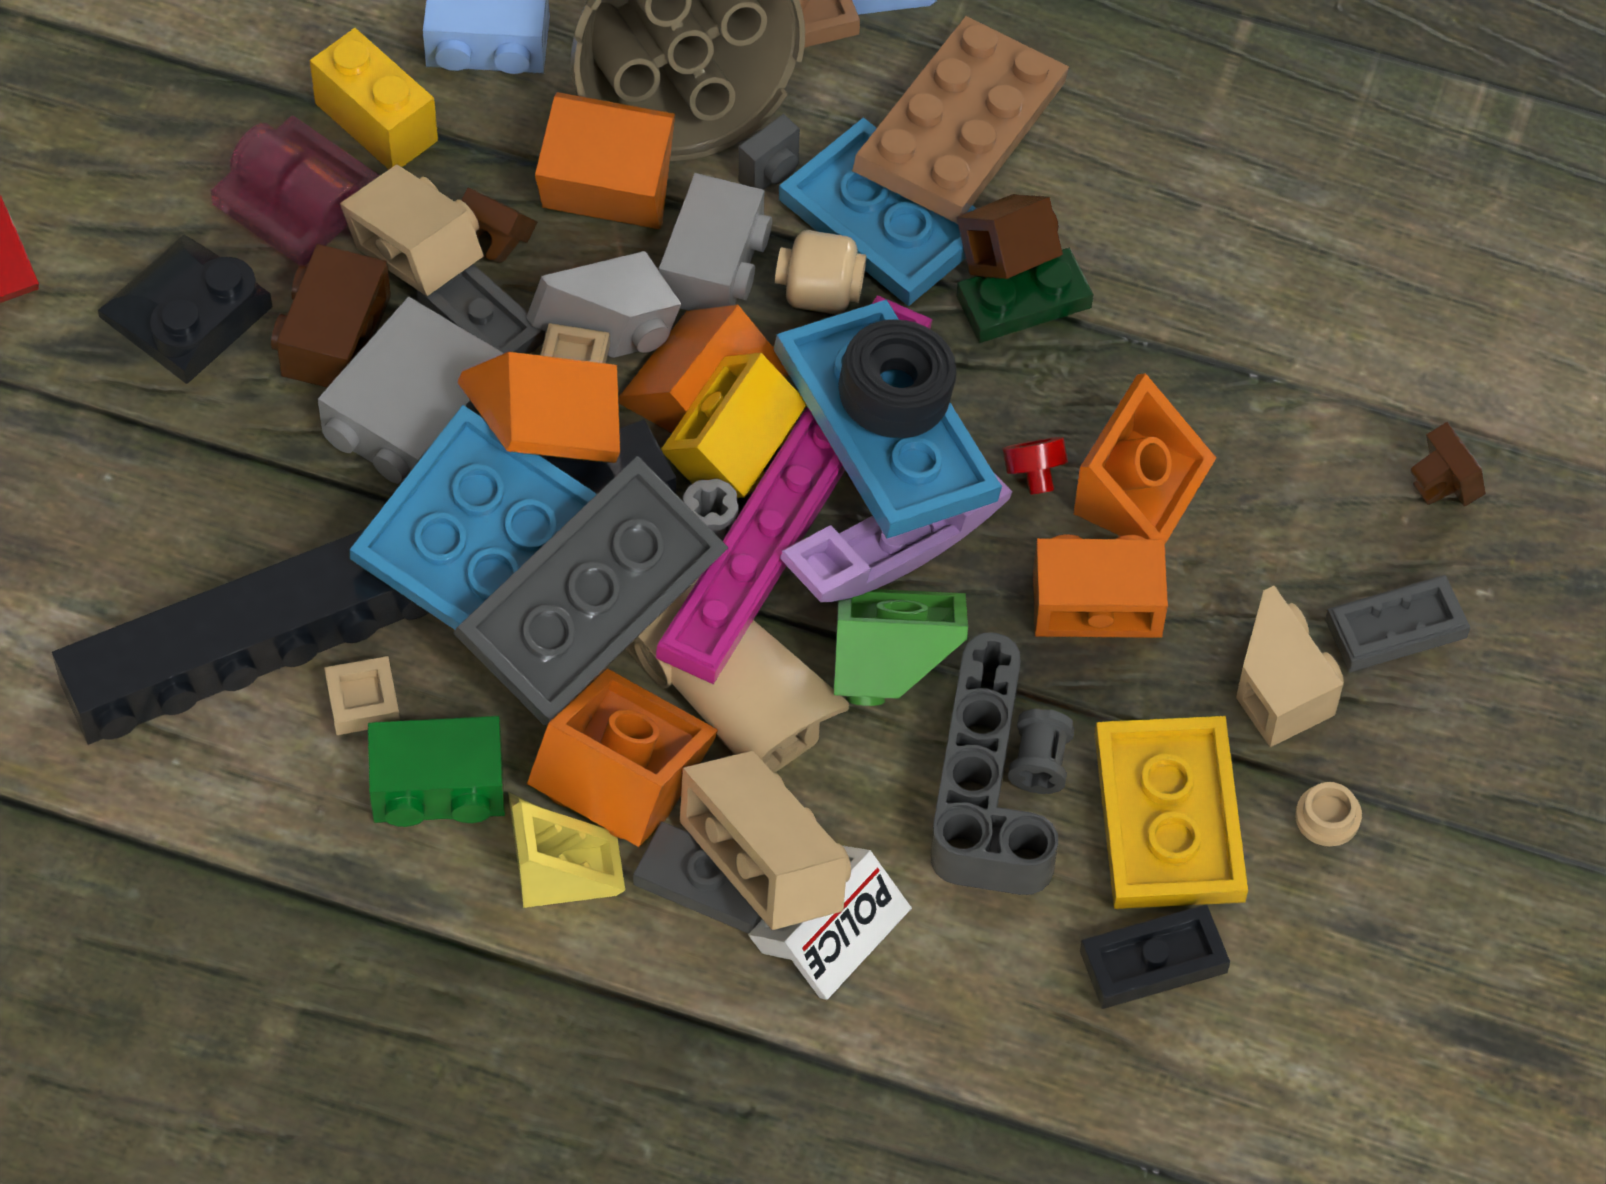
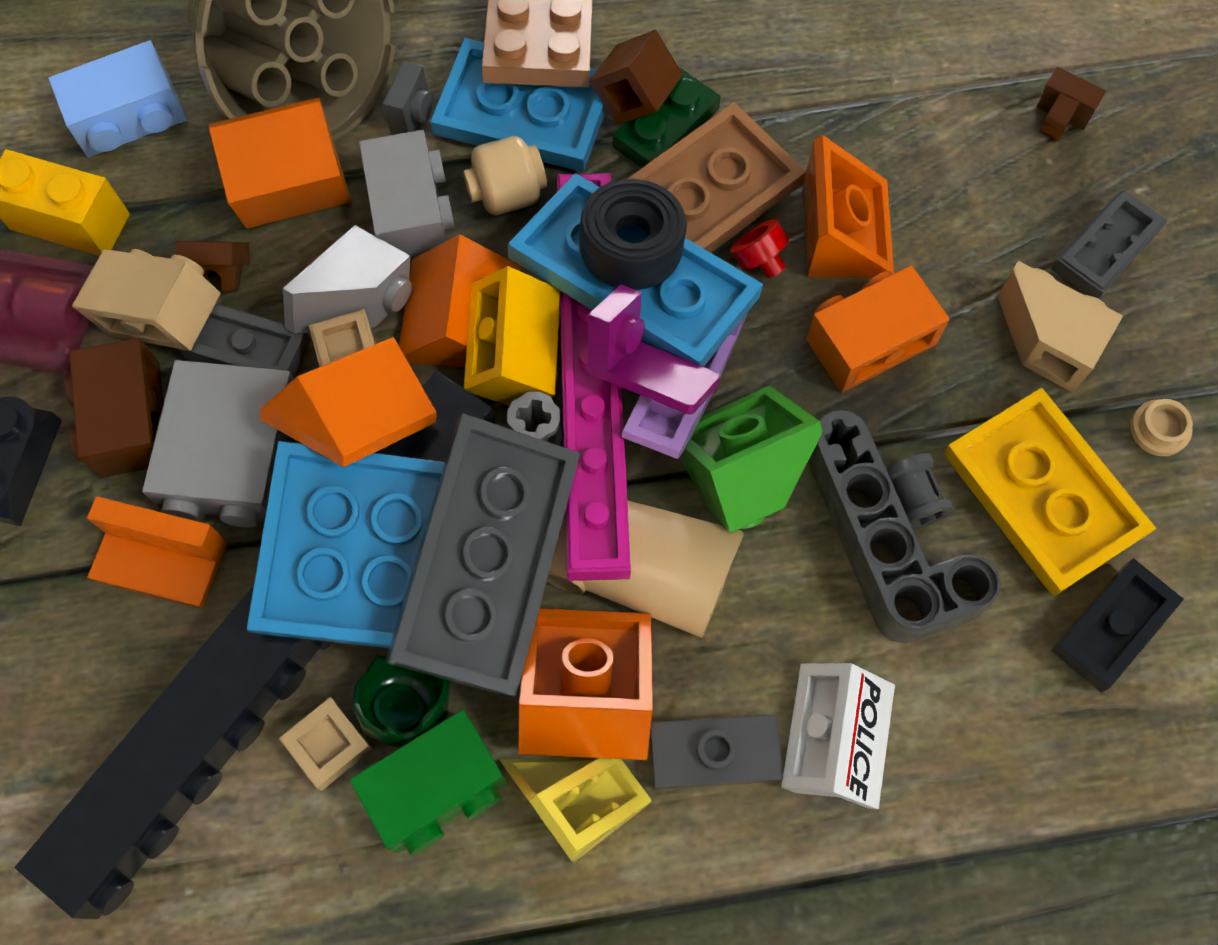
camera: 25 degrees left, 10 degrees up
(299, 462) = (155, 552): none -> orange panel
(448, 685) = (398, 702): none -> dark green hair
(764, 840) = (764, 707): tan brick -> none
(821, 486) = (636, 366): none -> magenta bracket
(1034, 375) = (724, 176): none -> medium nougat plate

